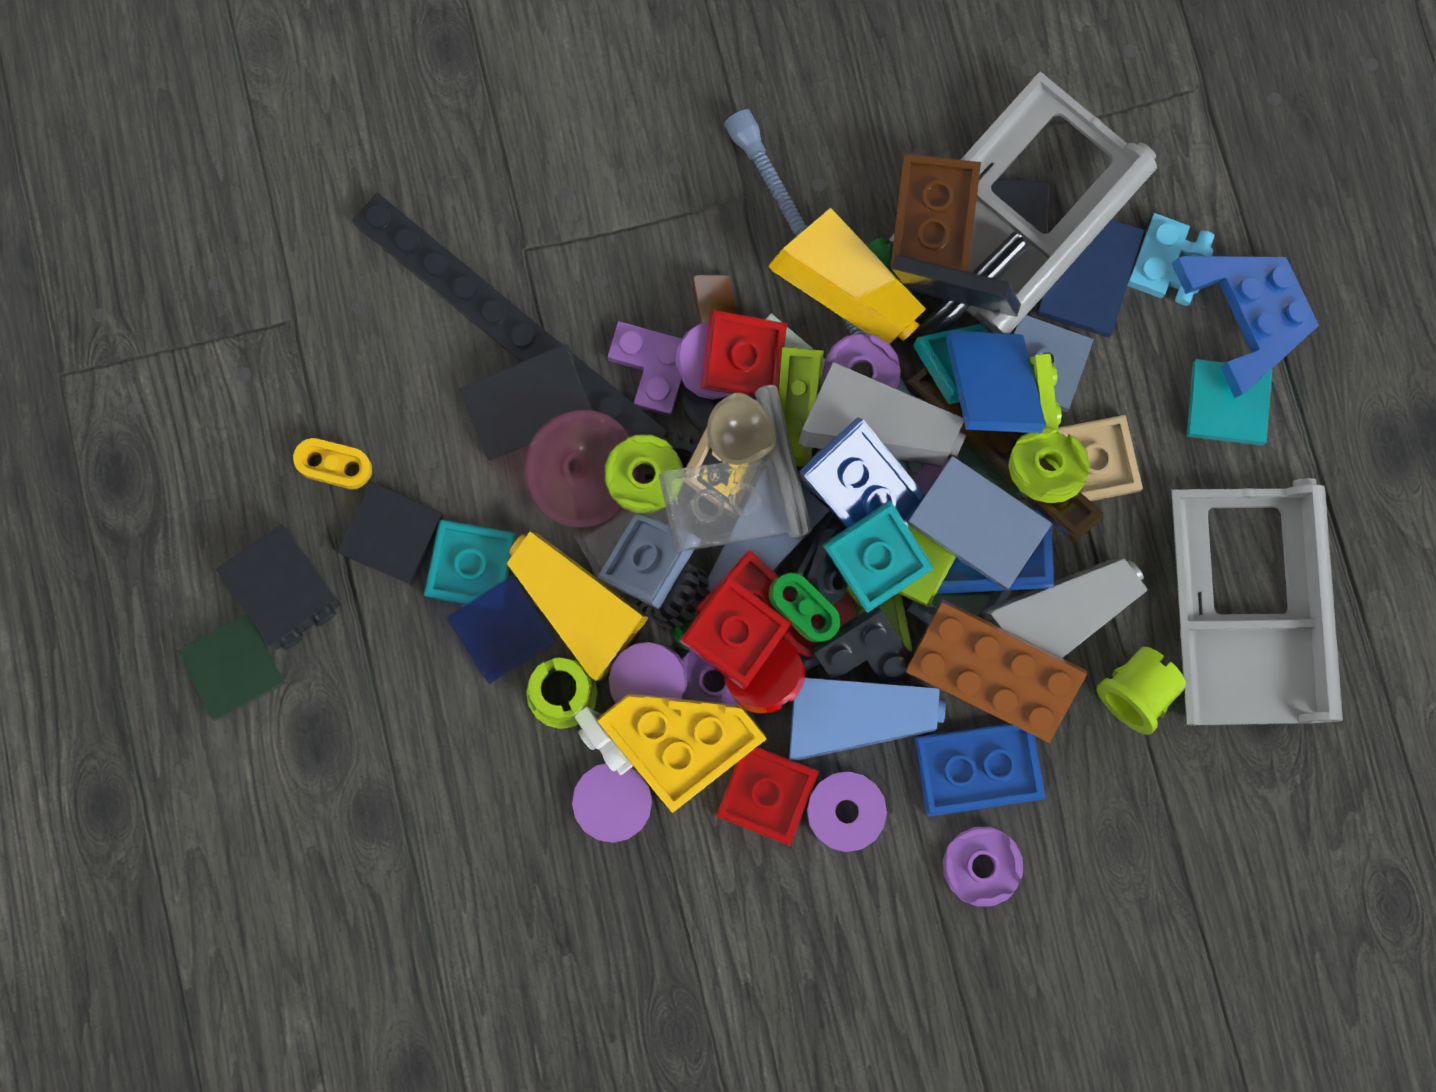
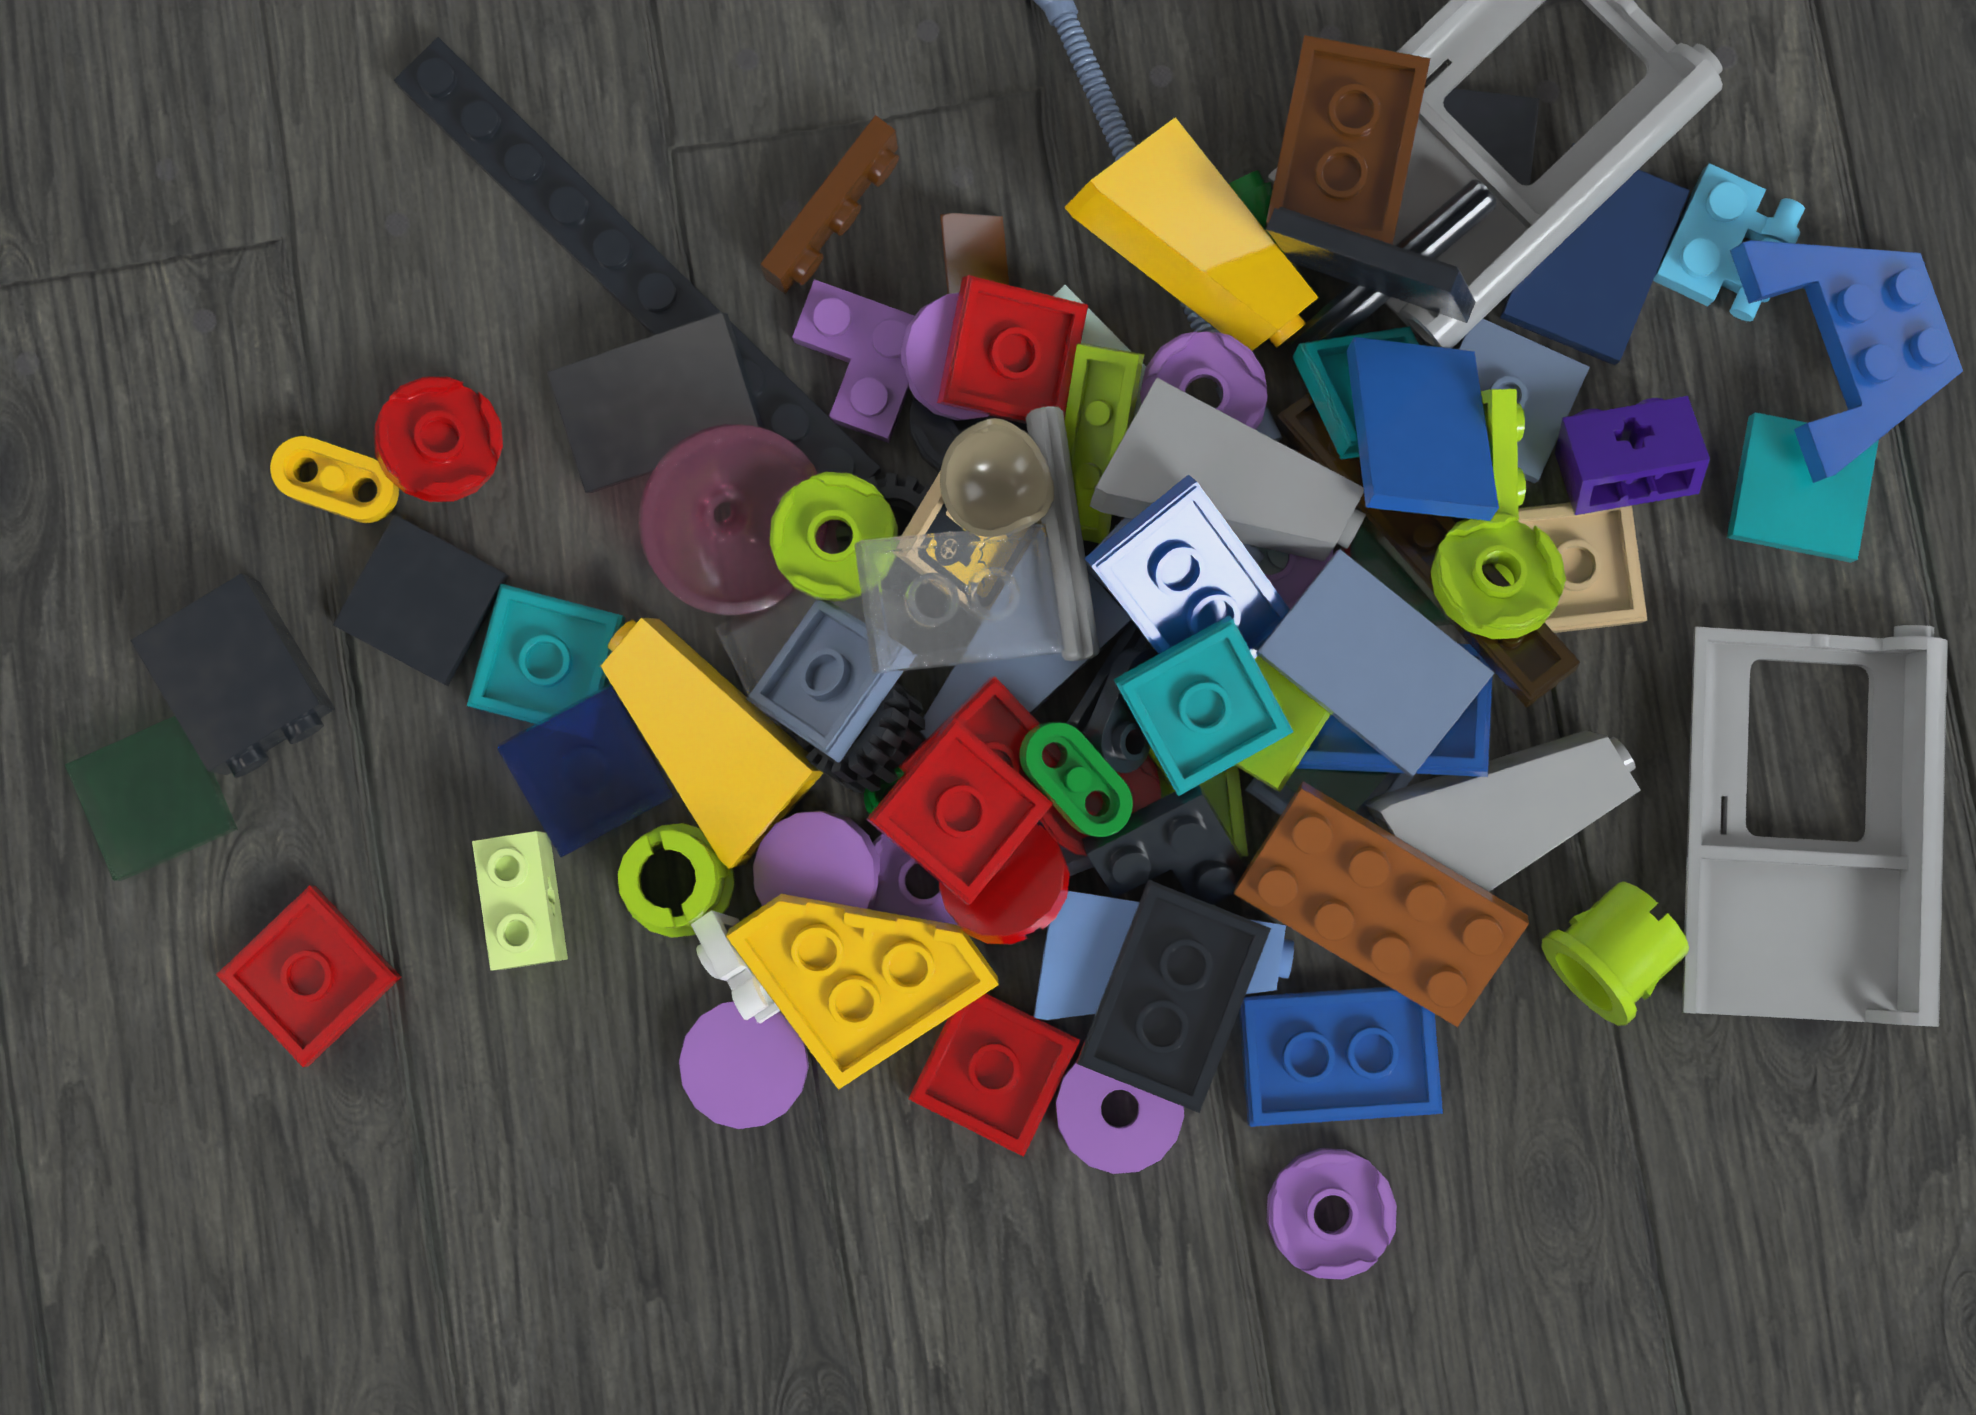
camera: 10 degrees right, 5 degrees up
(337, 770) = (308, 976): none -> red tile
(395, 434) = (438, 439): none -> red tile
(466, 711) = (519, 900): none -> yellowish green brick
(625, 277) = (832, 206): none -> reddish brown plate
(874, 736) = (1173, 996): none -> black tile
(1123, 389) = (1631, 455): none -> dark purple brick

